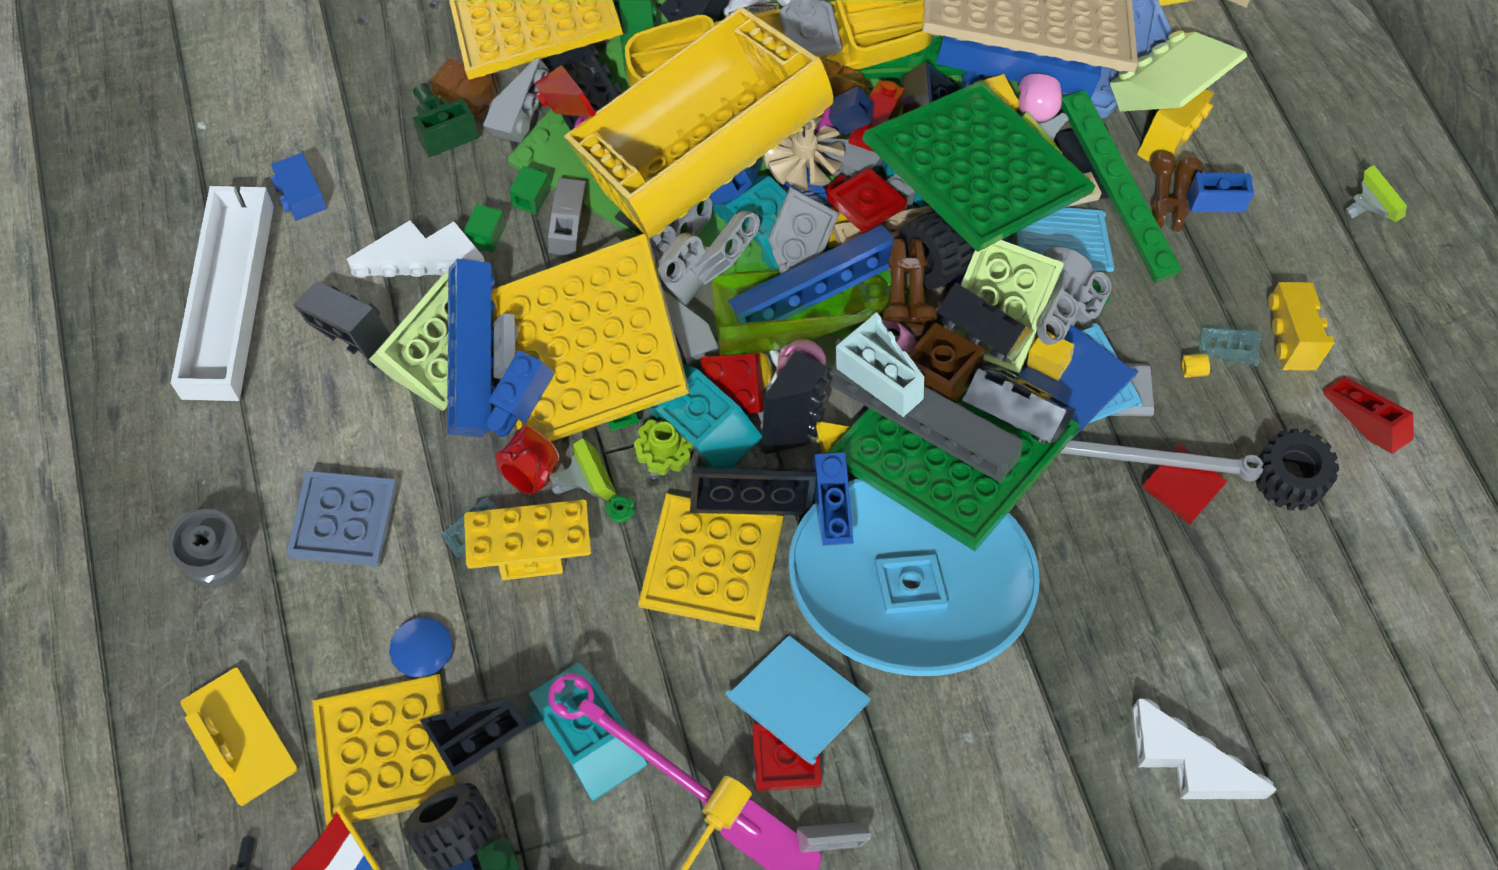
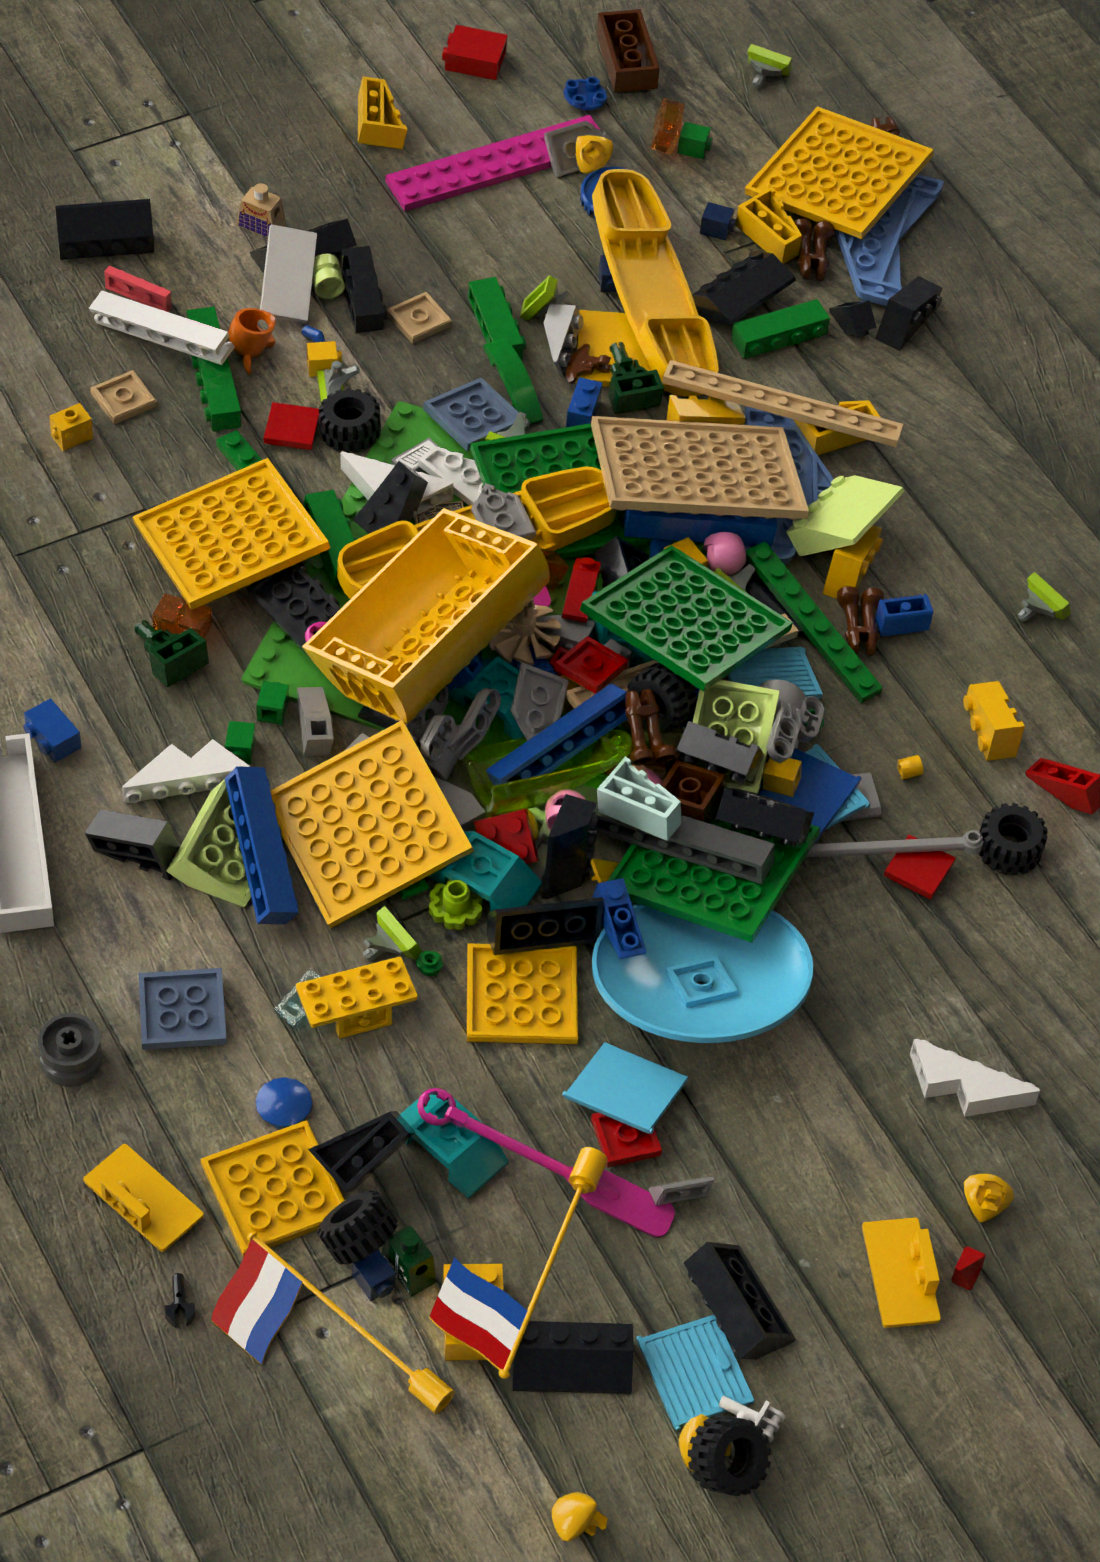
camera: 15 degrees left, 10 degrees down
(504, 343) = (293, 838): light grey plate -> none
(514, 106) = (239, 630): light grey slope -> none
(518, 392) = (317, 875): blue brick -> none
(528, 460) = (338, 931): red piece -> none
(563, 94) = (290, 610): red slope -> none
(851, 111) = (561, 589): dark blue brick -> none
(1243, 338) = (948, 738): clear light blue slope -> none

